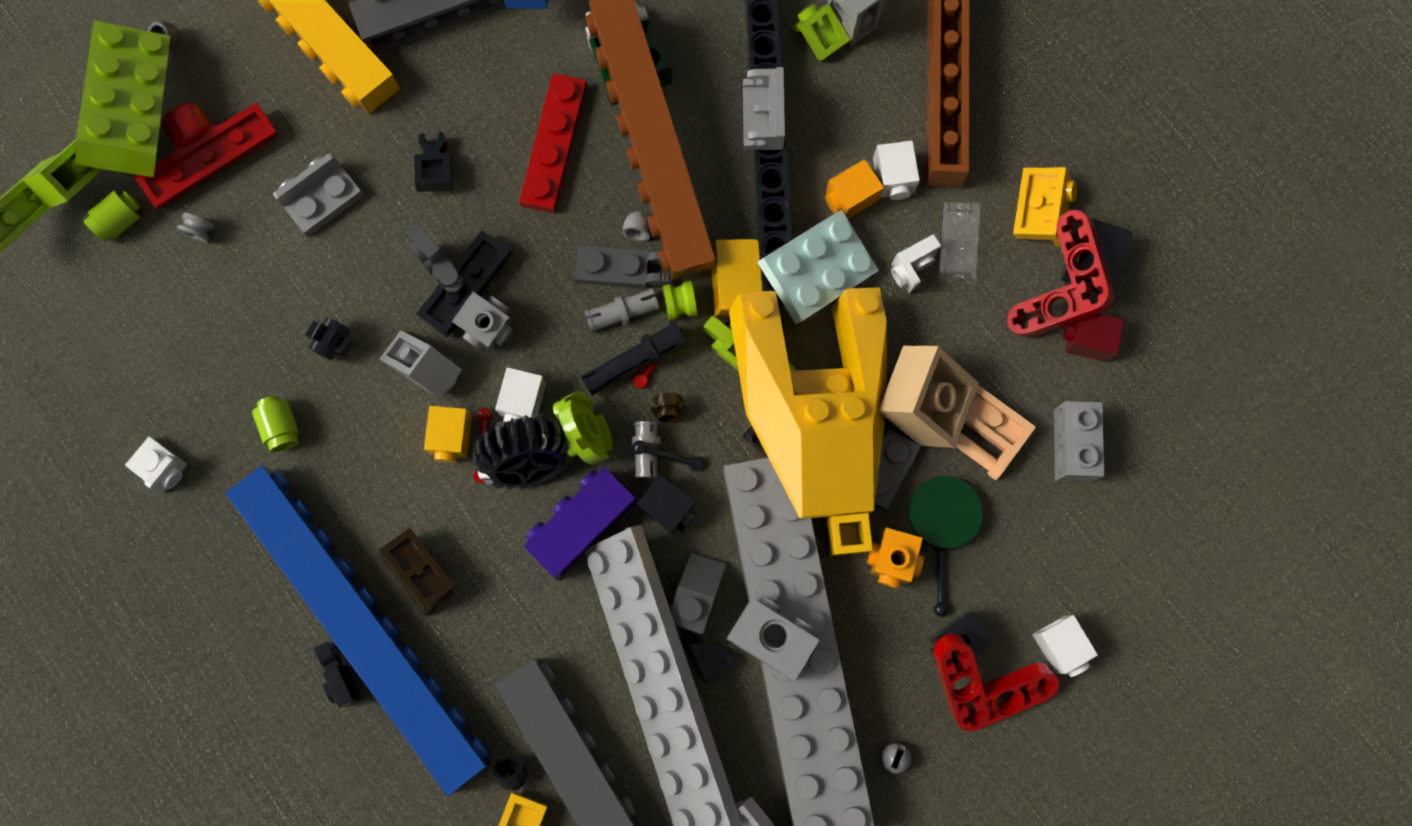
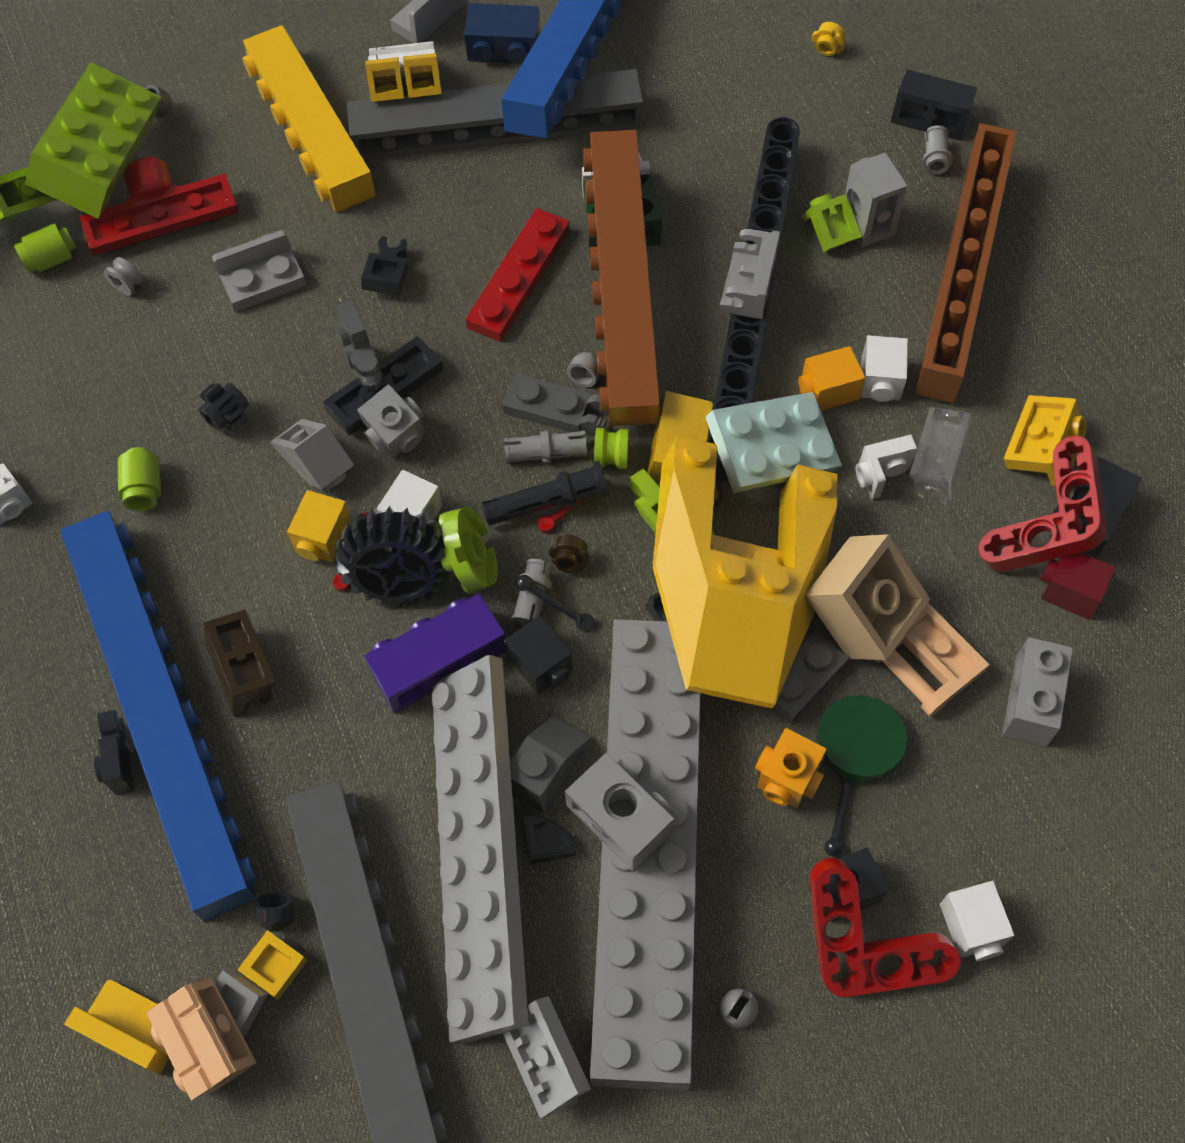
camera: 15 degrees right, 15 degrees down
(849, 534) = (741, 730): yellow brick -> none

